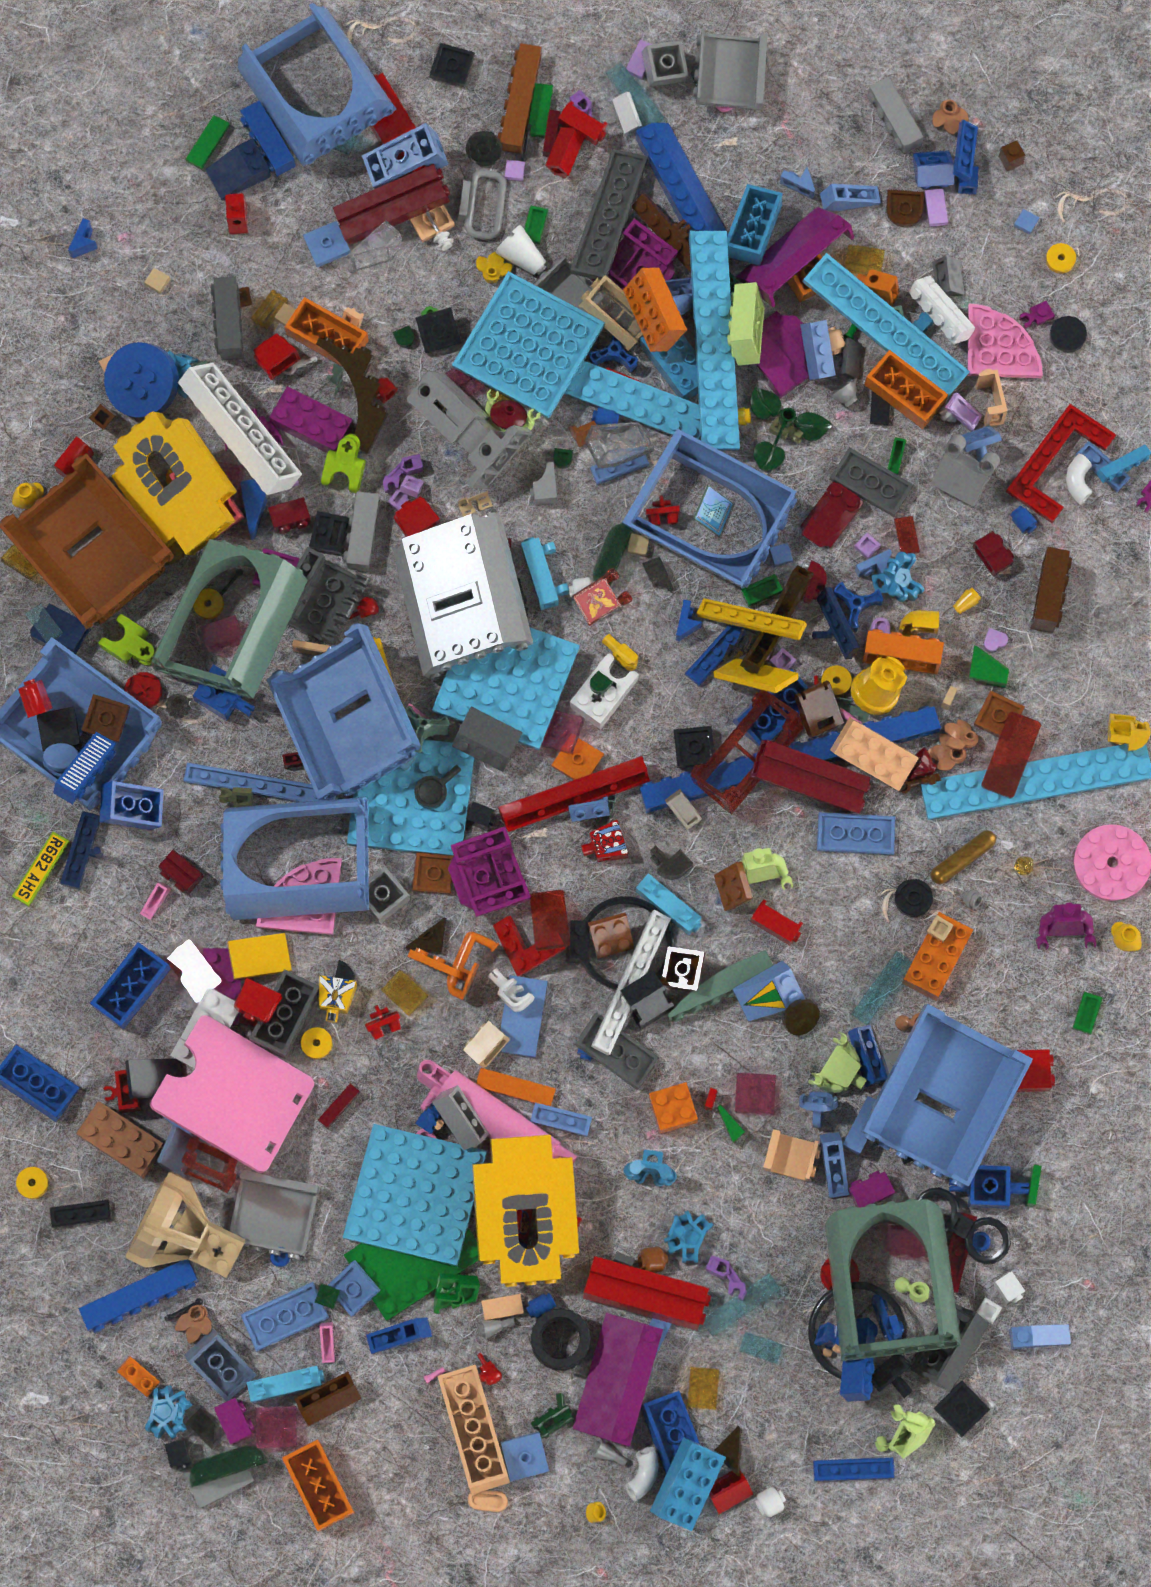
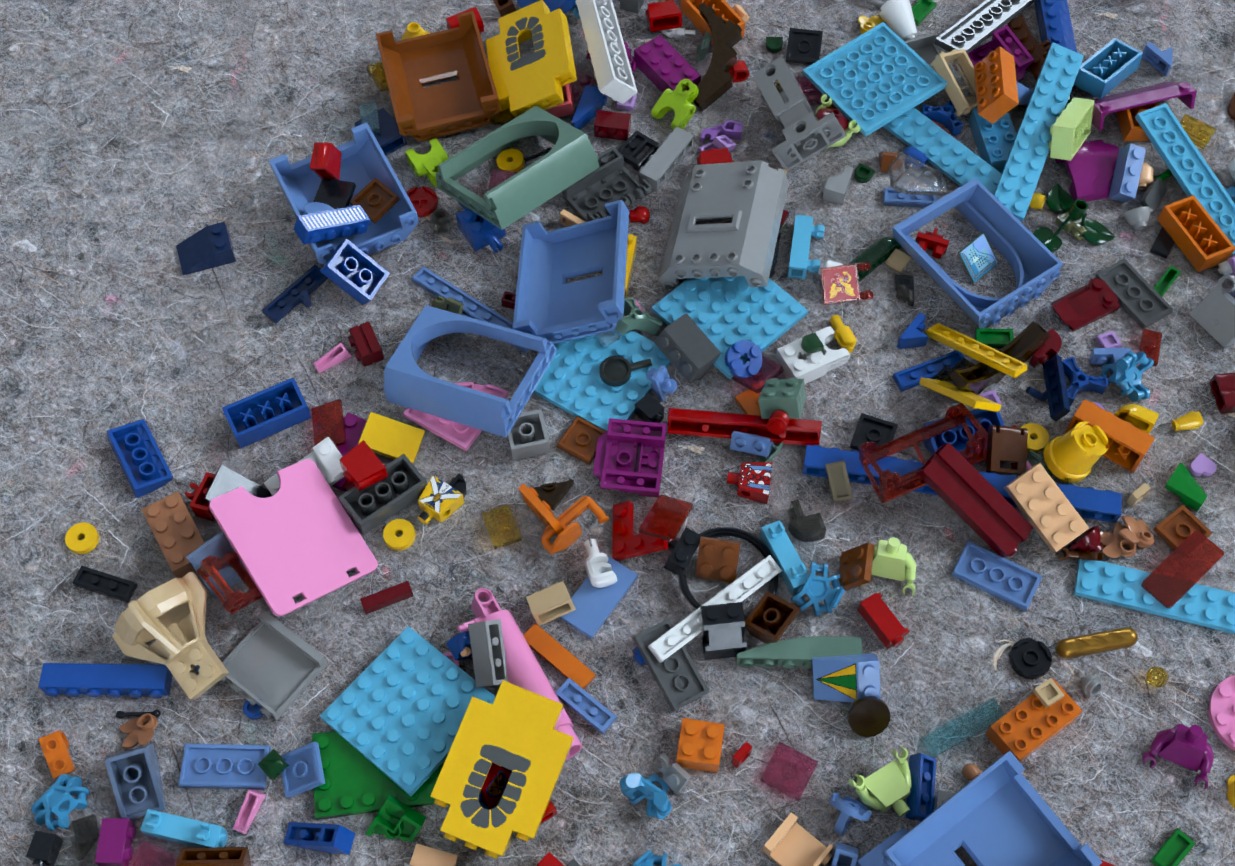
camera: 25 degrees right, 15 degrees down
(40, 869) = (254, 295): tile -> none
(391, 1019) = (458, 543): red hips -> none
(479, 785) = (661, 382): none -> medium blue hips
(554, 731) = (754, 359): none -> blue plate
(600, 758) = (782, 401): none -> sand green brick
(663, 1143) = (674, 774): none -> light grey plate
(711, 922) = (819, 589): none -> dark azure piece
(731, 1125) = (751, 794): green piece -> none
(781, 555) = (1024, 317): medium blue tile -> none
(844, 197) = (1201, 80): medium blue slope -> none
(882, 284) = (1209, 148): orange torso -> none

